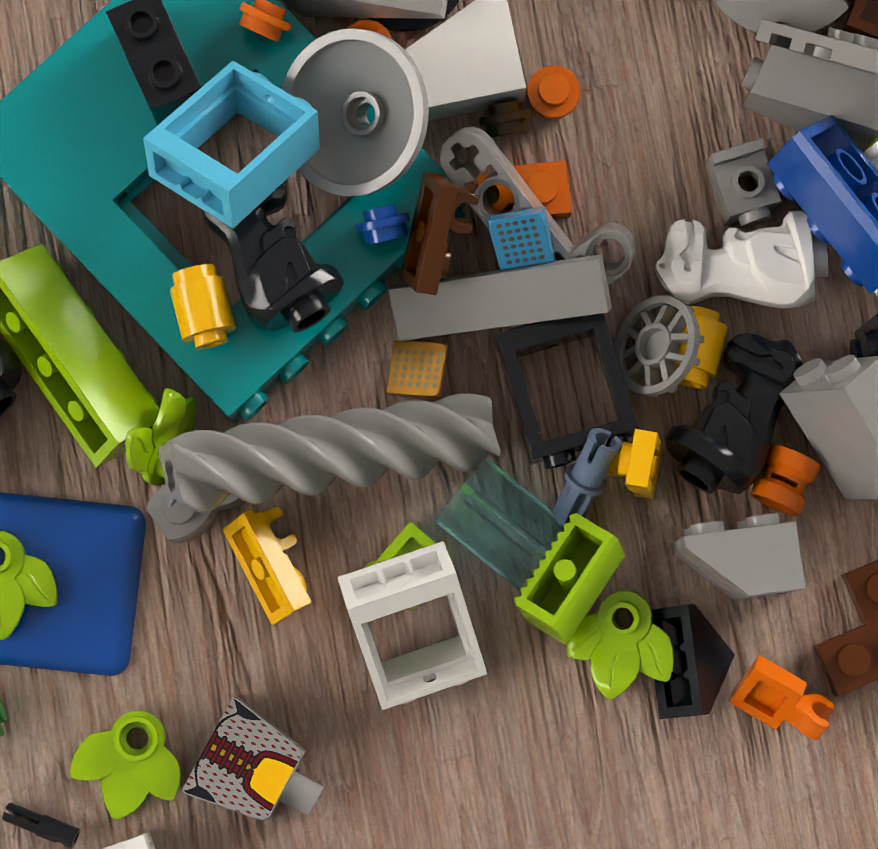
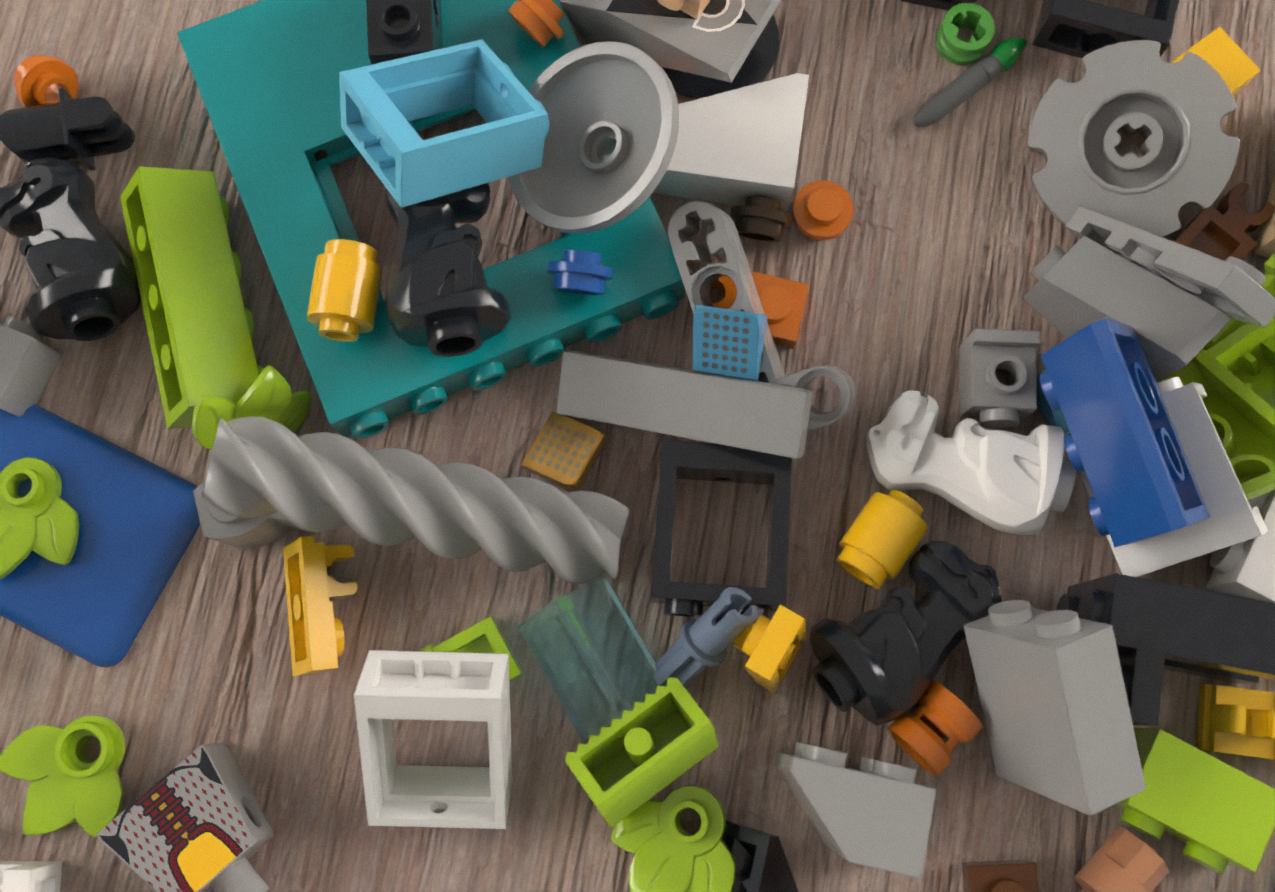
camera: 25 degrees right, 5 degrees down
(427, 248) = (617, 322): reddish brown plate -> none
(658, 345) = (842, 520): light grey wheel -> none

